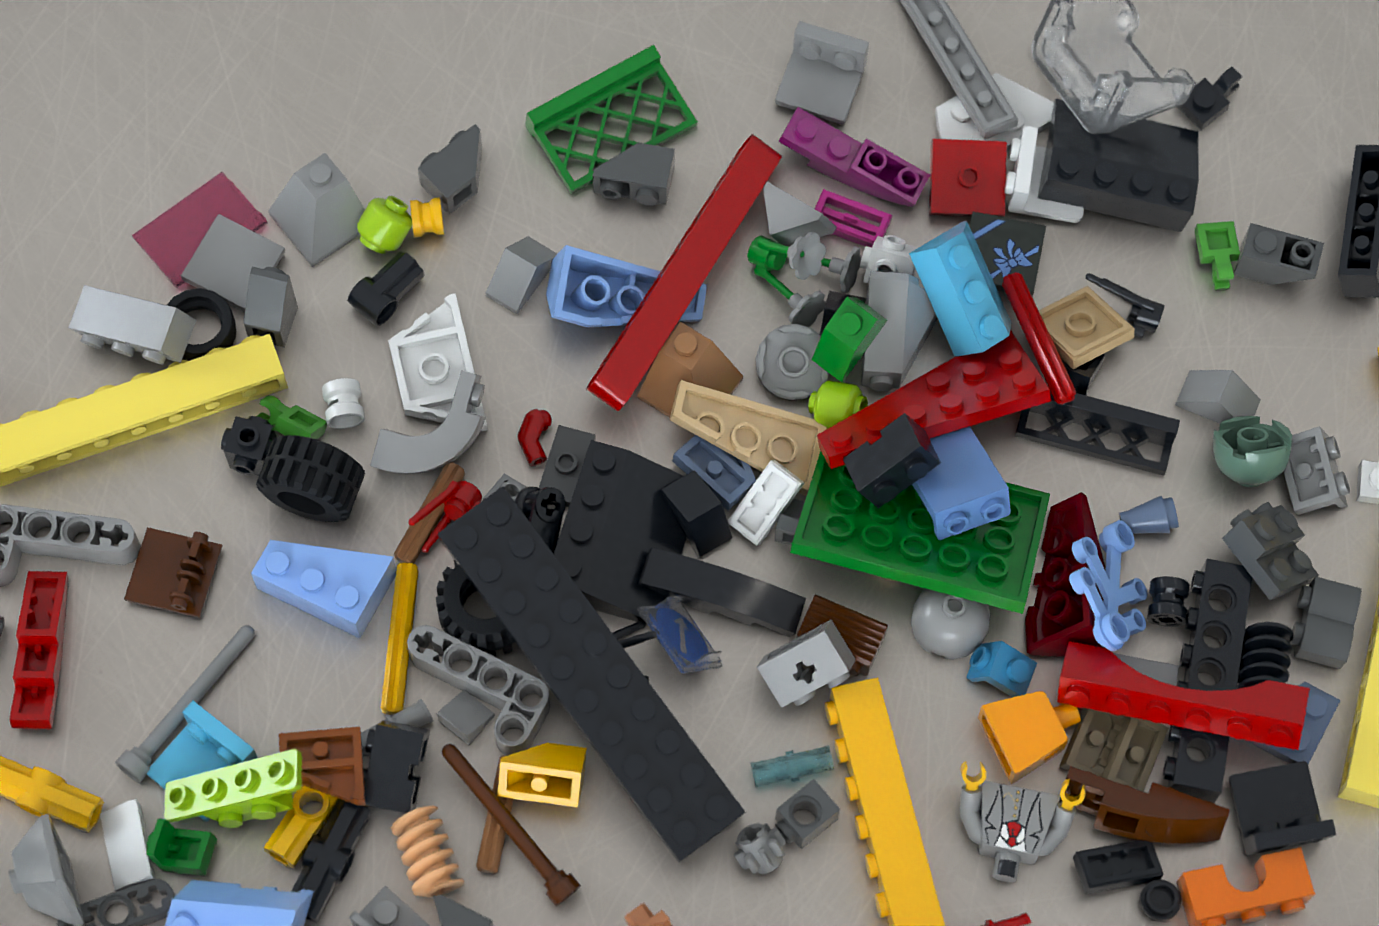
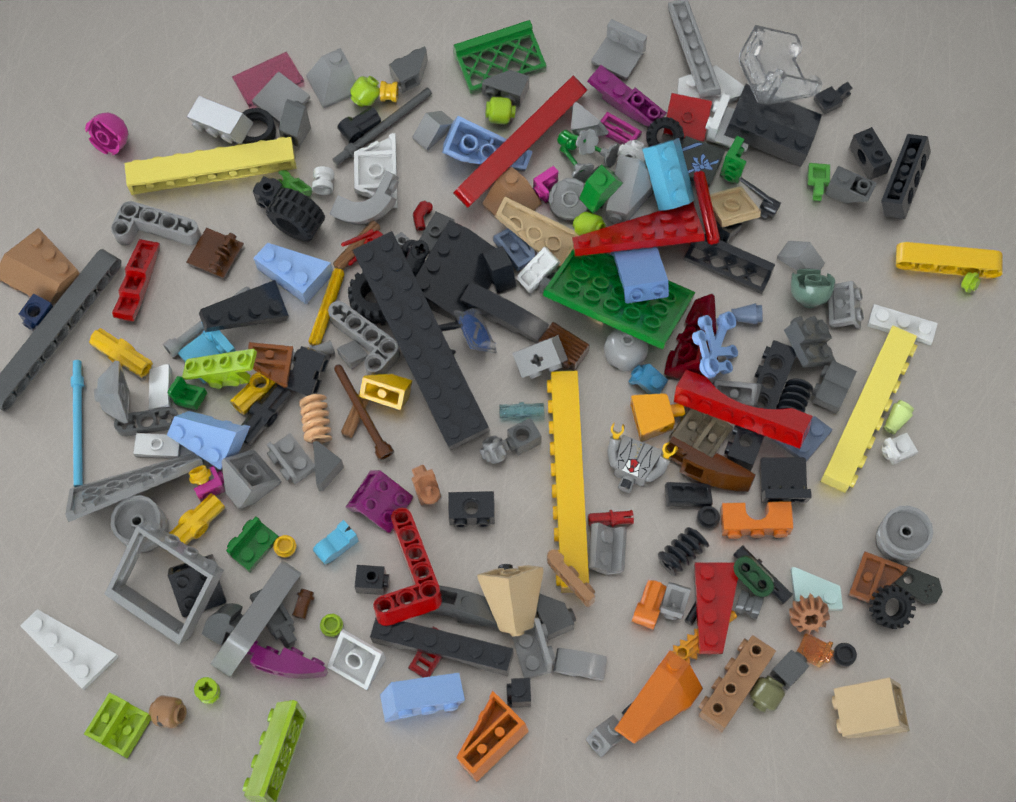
camera: 15 degrees right, 0 degrees up
(259, 669) = (248, 308): none -> black wing
(380, 334) = (352, 147): none -> dark grey bar
(634, 220) = (499, 110): none -> lime head
(744, 335) = (545, 182): none -> dark pink bracket
(892, 461) = (608, 257): black brick -> none
(923, 199) = (664, 122): none -> black tyre
(1068, 253) = (733, 164): none -> green bracket
(1168, 601) = (747, 362): black wheel -> none
(1169, 663) = (742, 392): none -> light grey slope
(1298, 190) = (870, 153): none -> black brick

